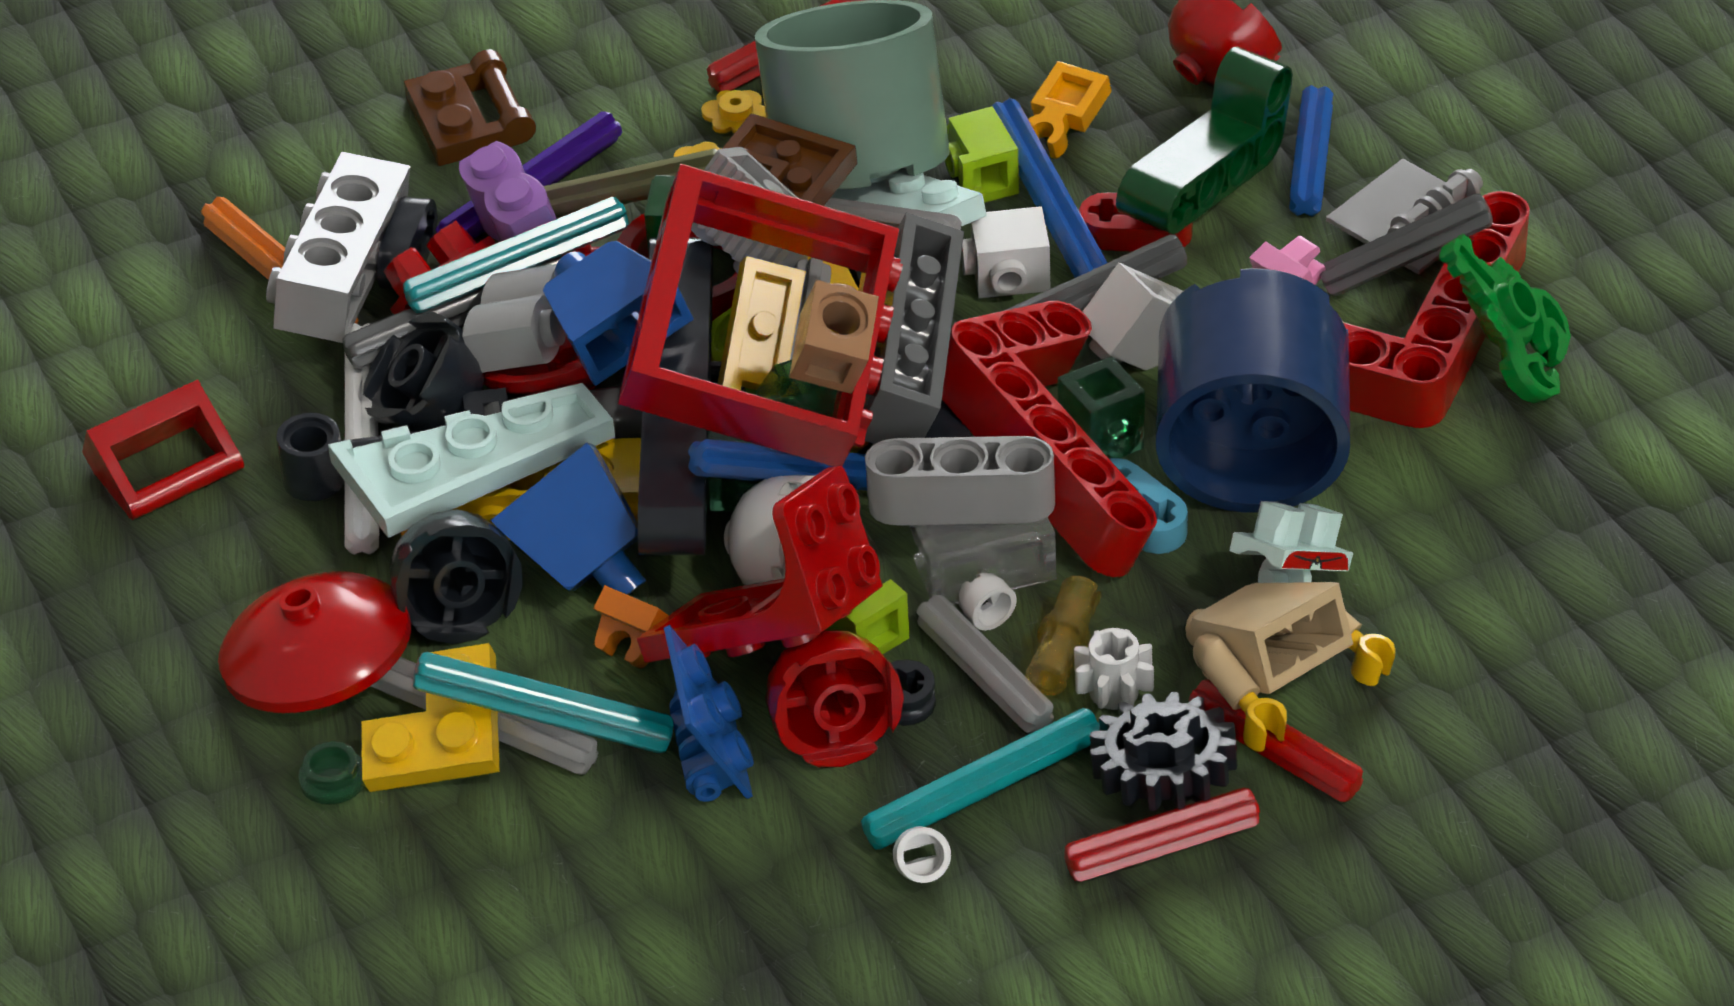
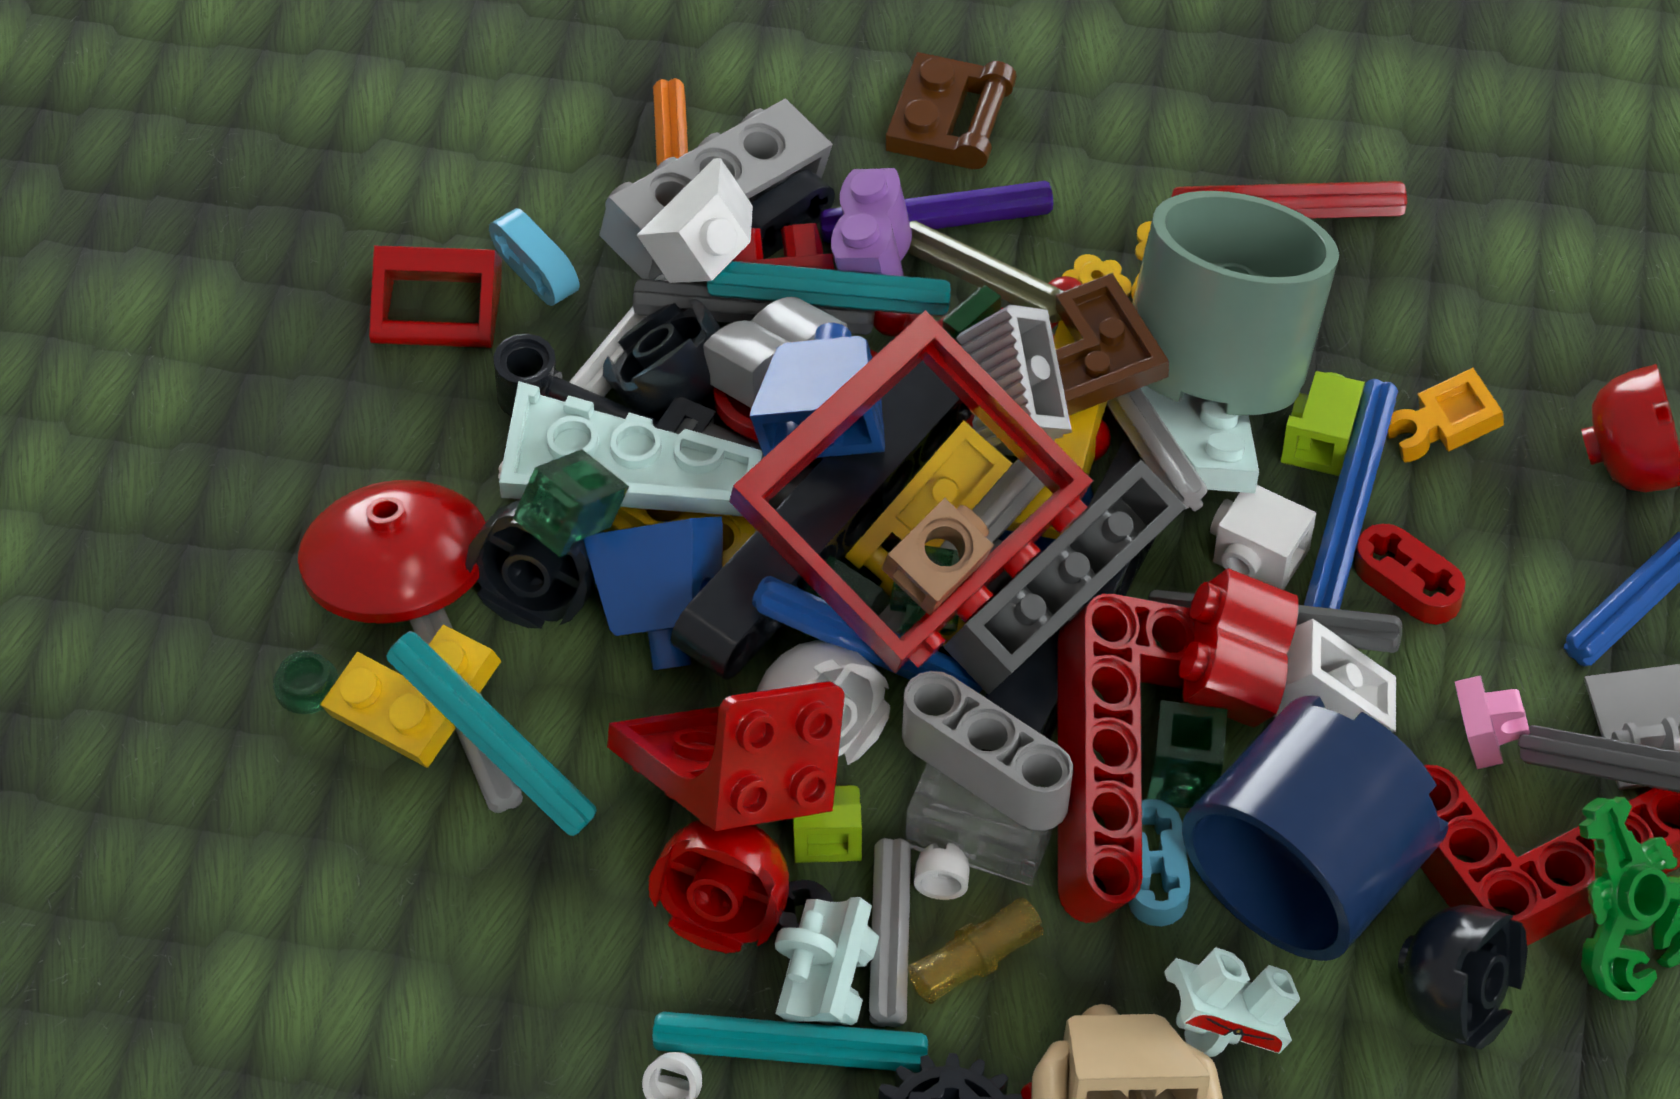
camera: 35 degrees right, 10 degrees up
(229, 377) = (534, 257): none -> medium azure beam
(378, 260) = (700, 227): none -> white slope
(471, 488) = (569, 500): none -> clear green brick
(624, 618) = (638, 689): orange tile -> none
(705, 725) = (605, 834): blue hinge -> none
(965, 699) = (823, 961): none -> light aqua hips
(1084, 308) = (1239, 647): none -> red brick
(1113, 668) = (978, 1032): white gear -> none
(1214, 151) = (1521, 550): dark green beam -> none
(1430, 435) = (1461, 972): none -> black cylinder

